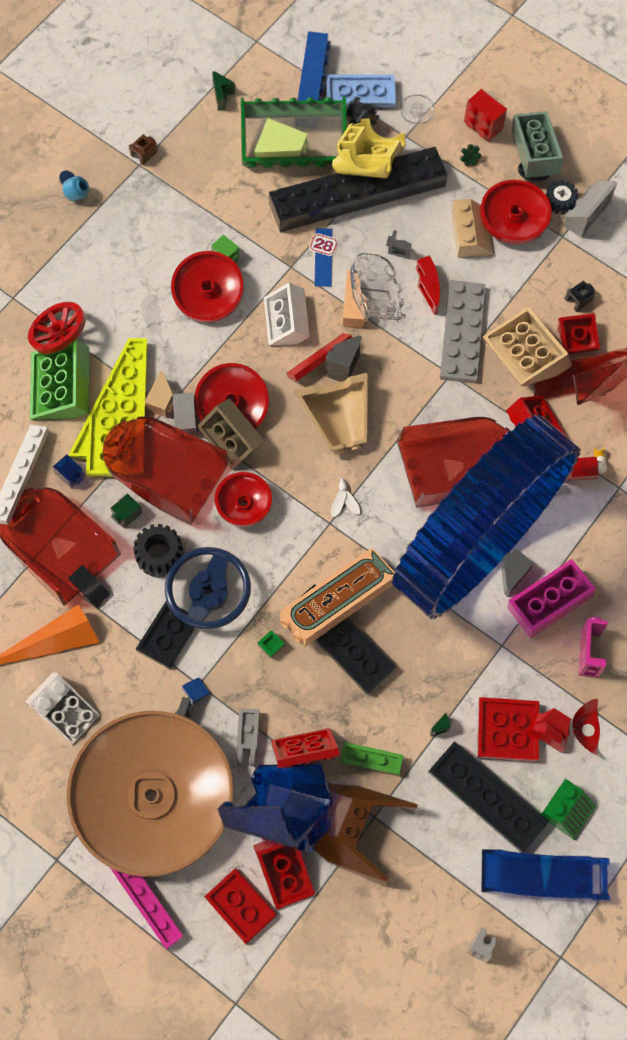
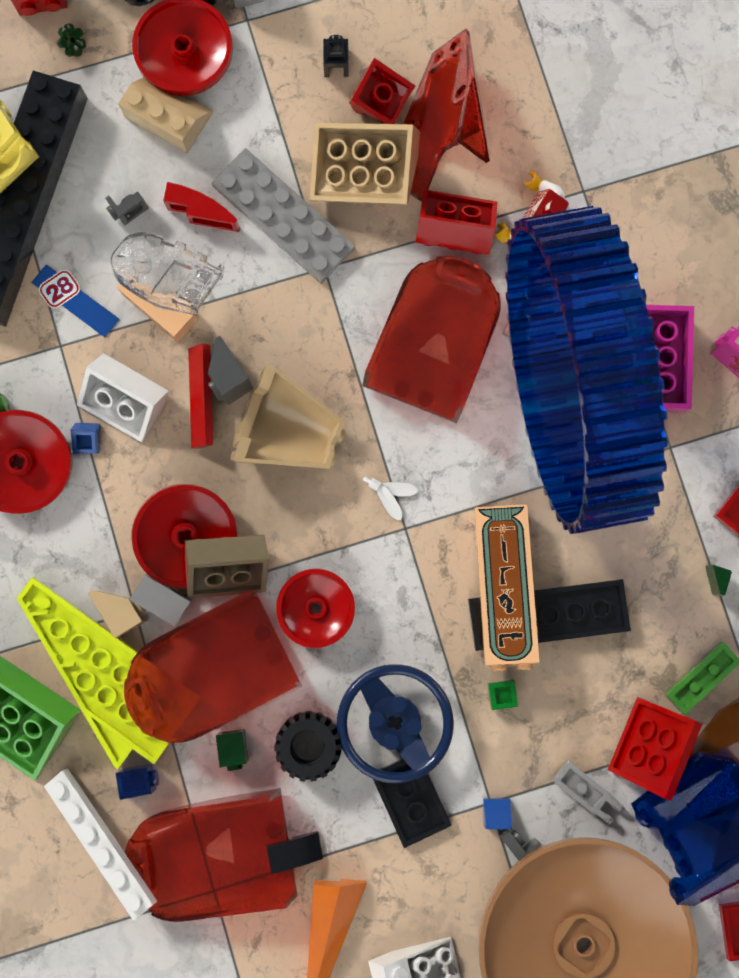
camera: 55 degrees left, 15 degrees up
(248, 314) = (85, 438): none -> blue slope

